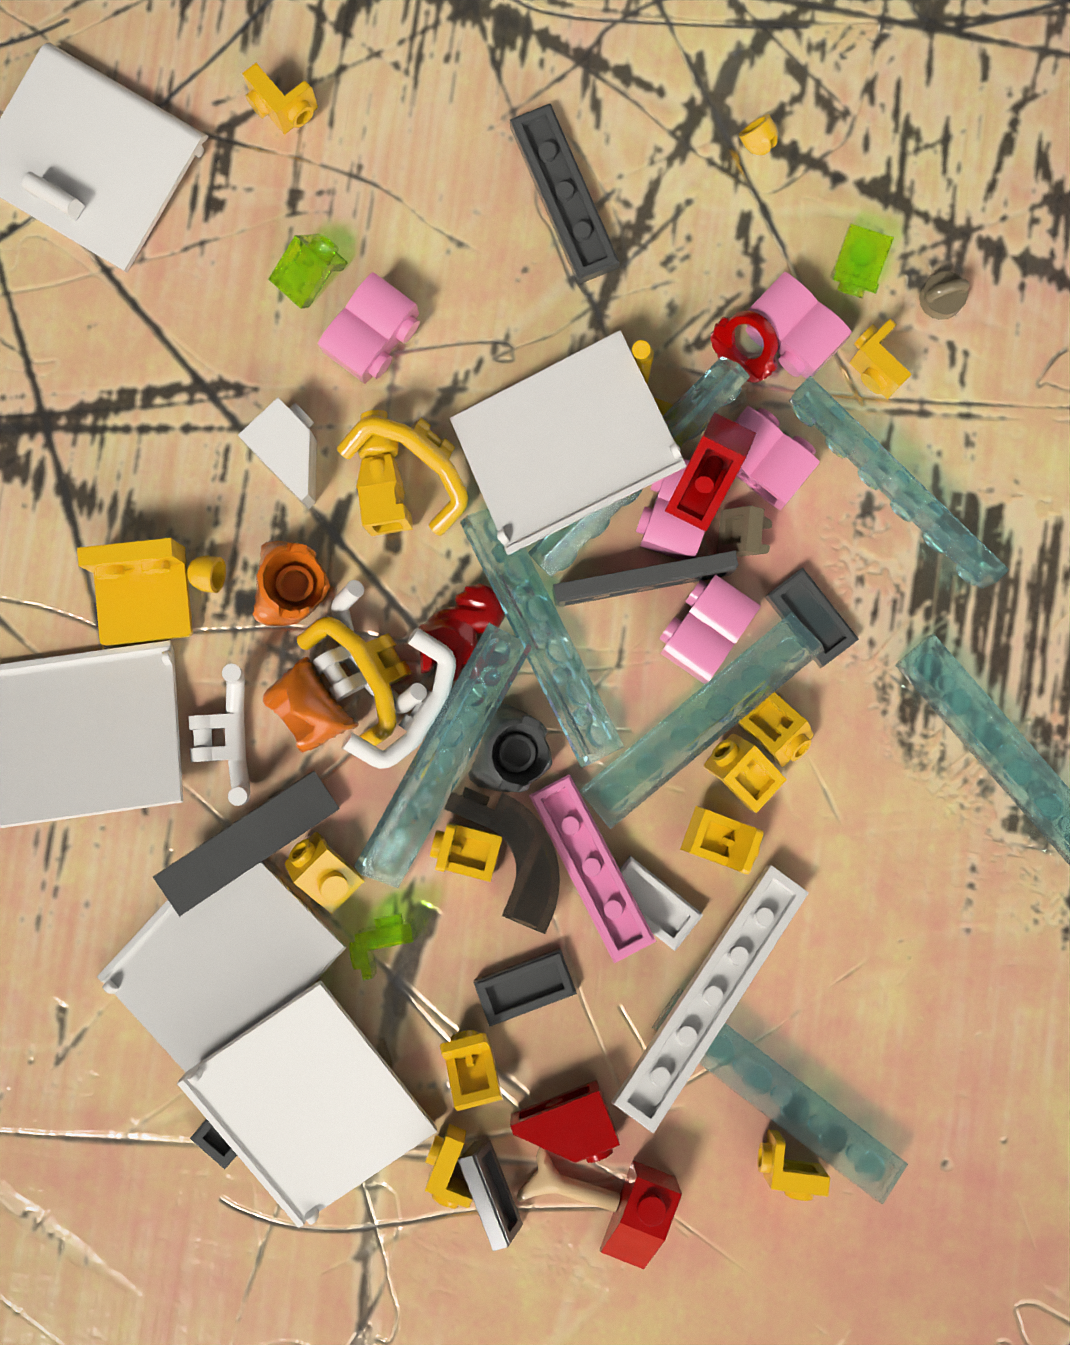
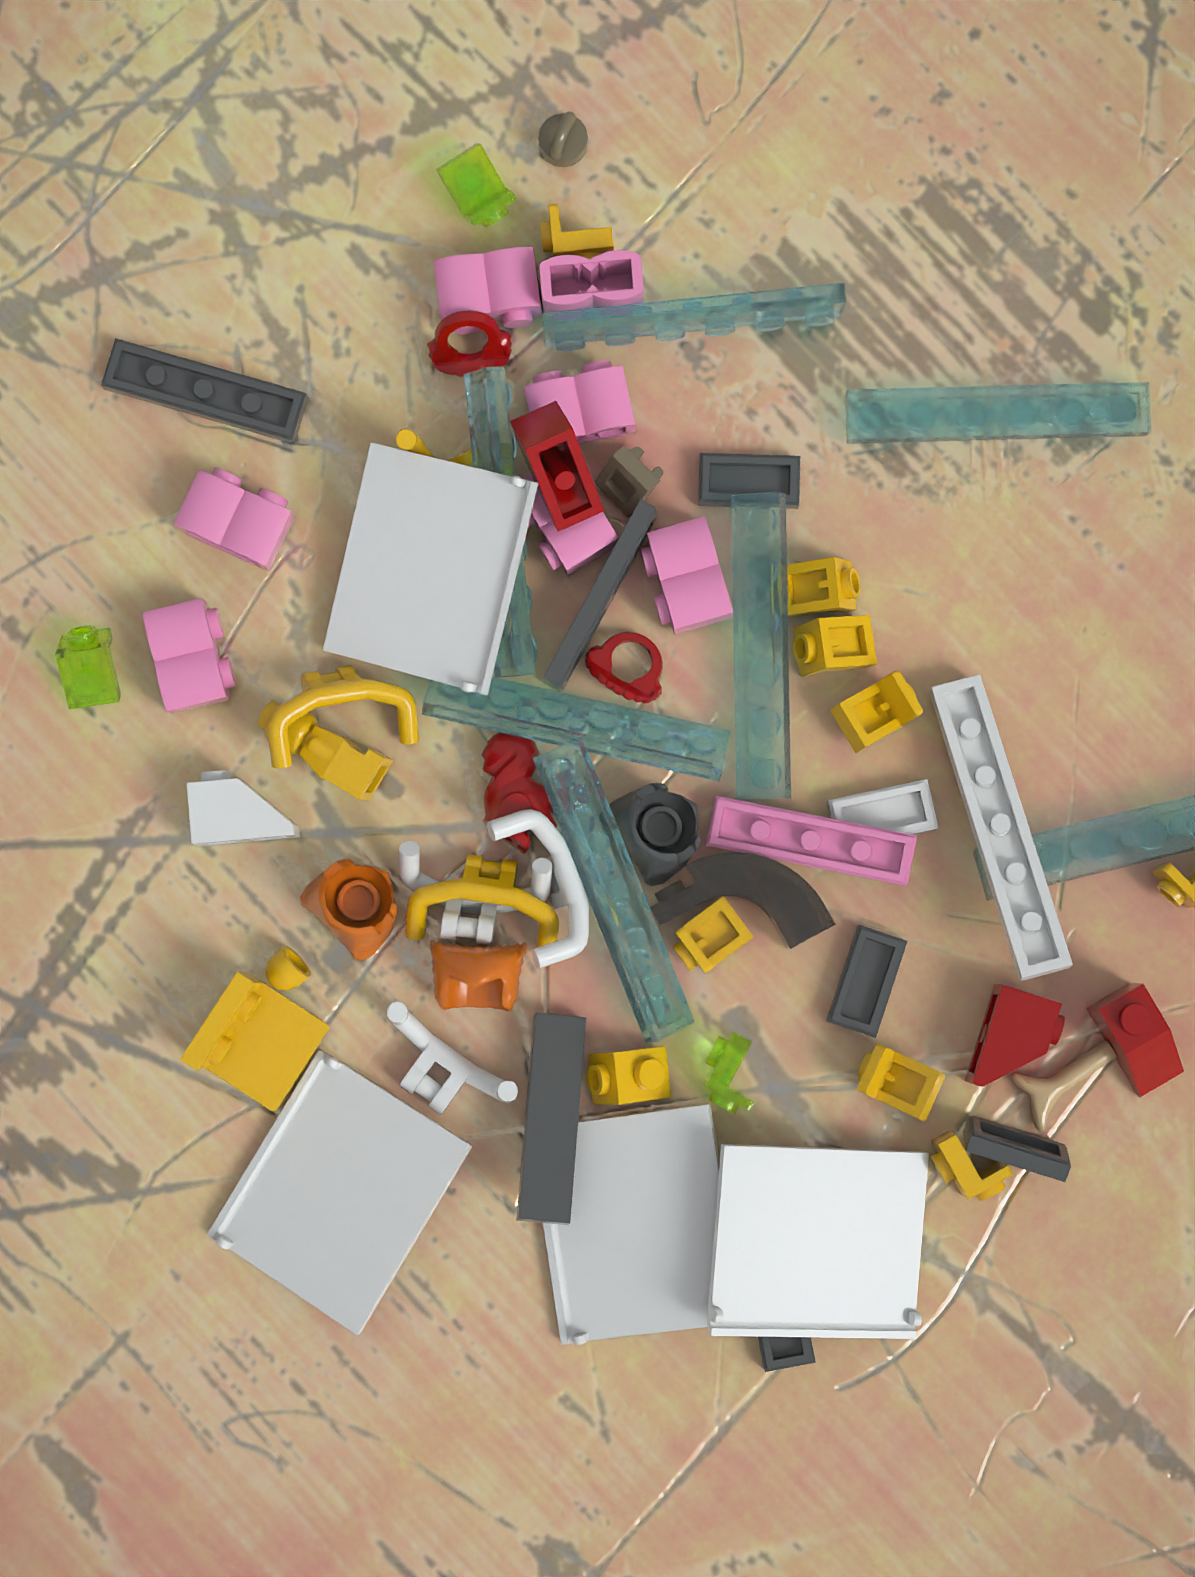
camera: 45 degrees left, 0 degrees up
(491, 283) = (235, 519): none -> bright pink brick
(600, 660) = (641, 689): none -> red piece
(760, 135) = (293, 181): yellow hinge -> none
(854, 385) = (582, 283): none -> bright pink brick

